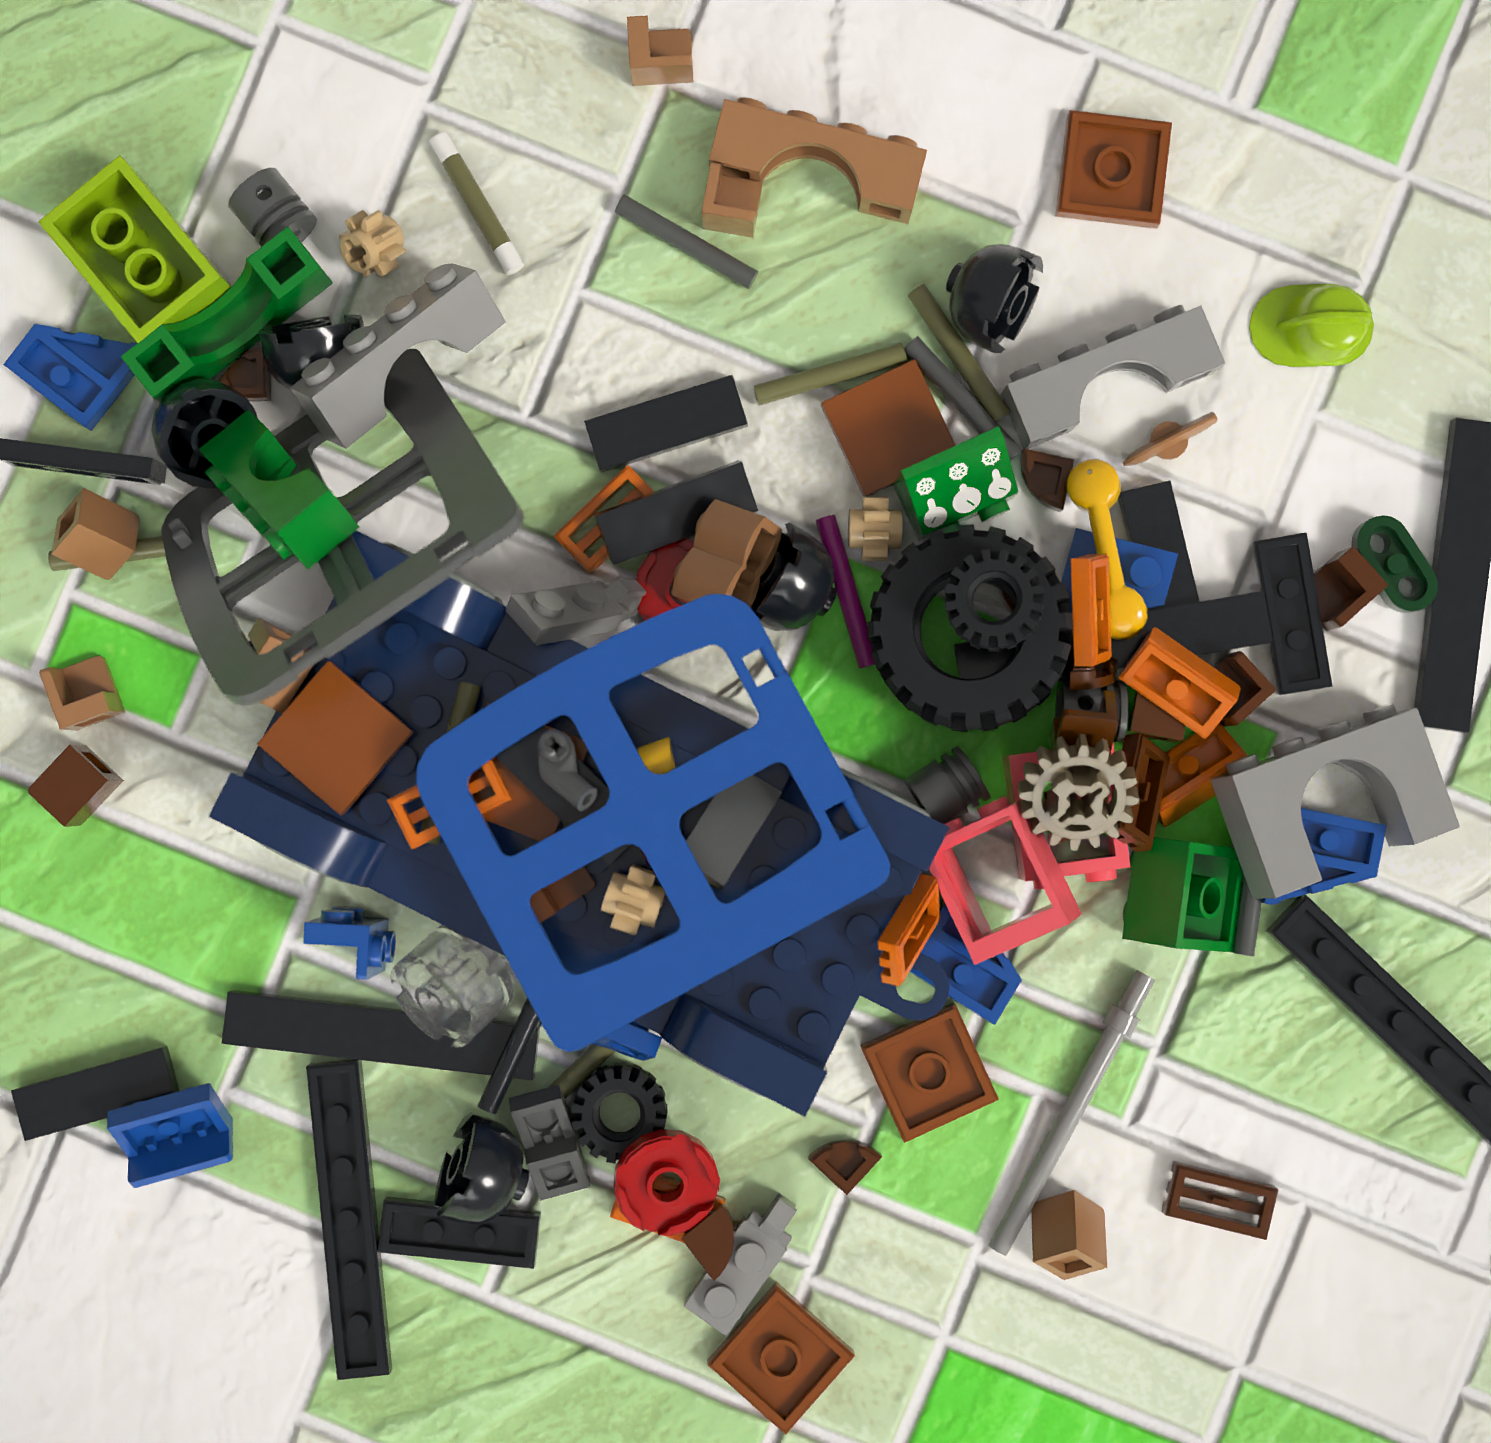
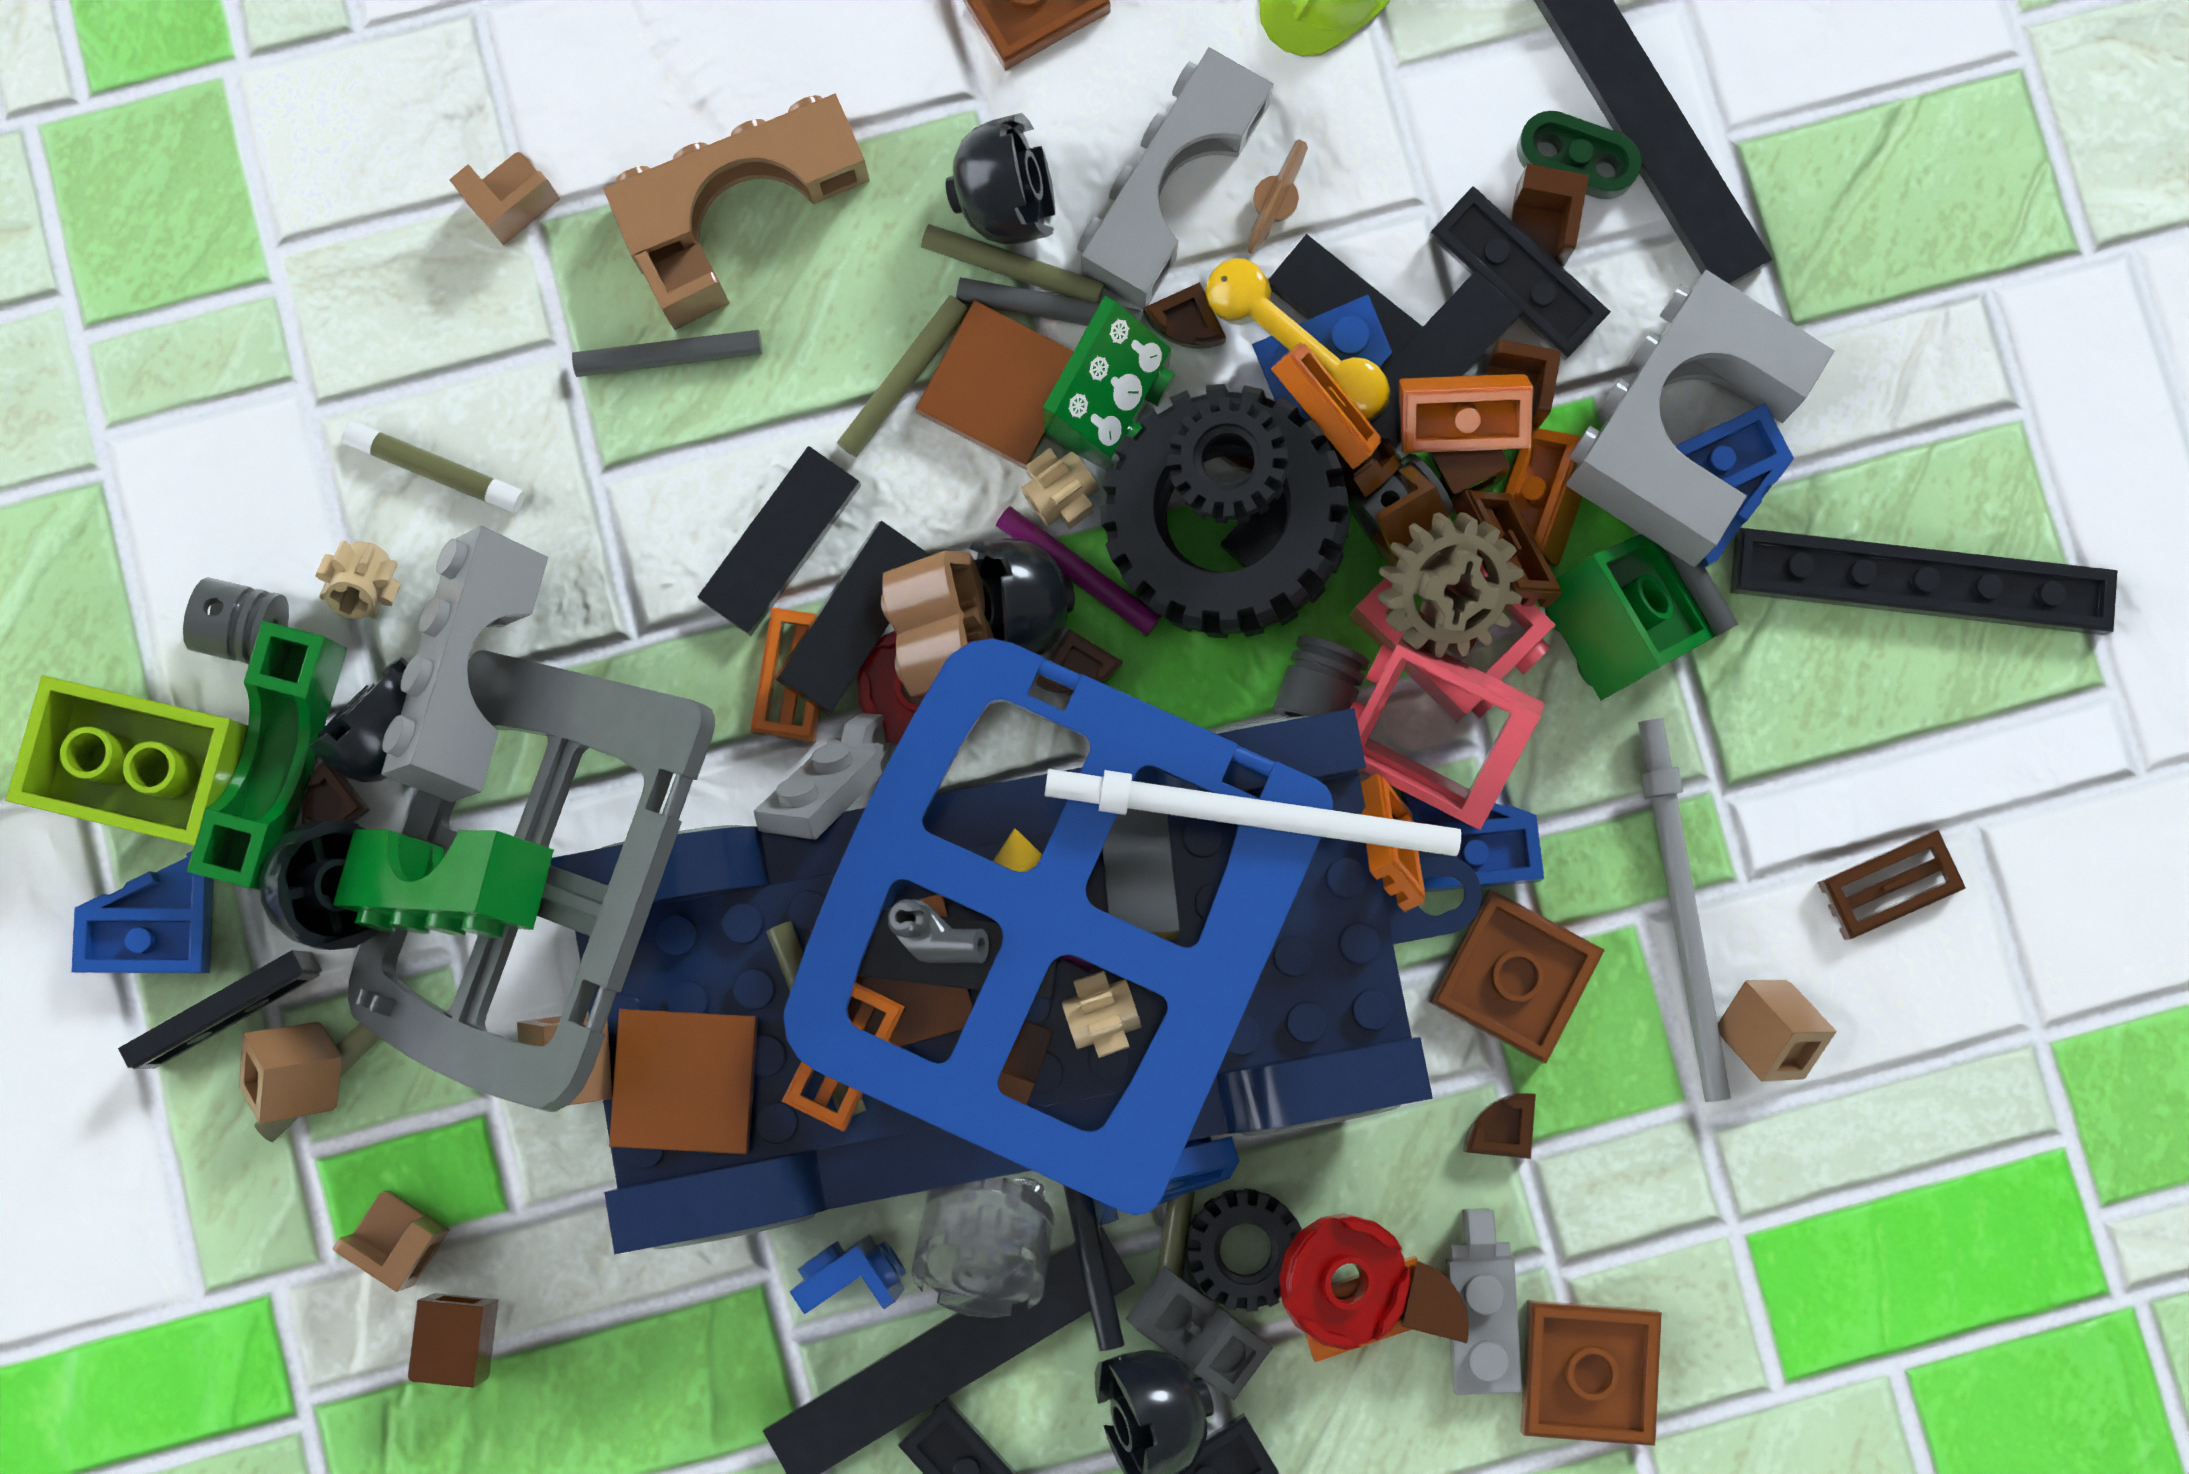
camera: 40 degrees left, 5 degrees down
(751, 768) = (1117, 792): none -> white bar
(801, 654) = (1083, 658): none -> reddish brown tile

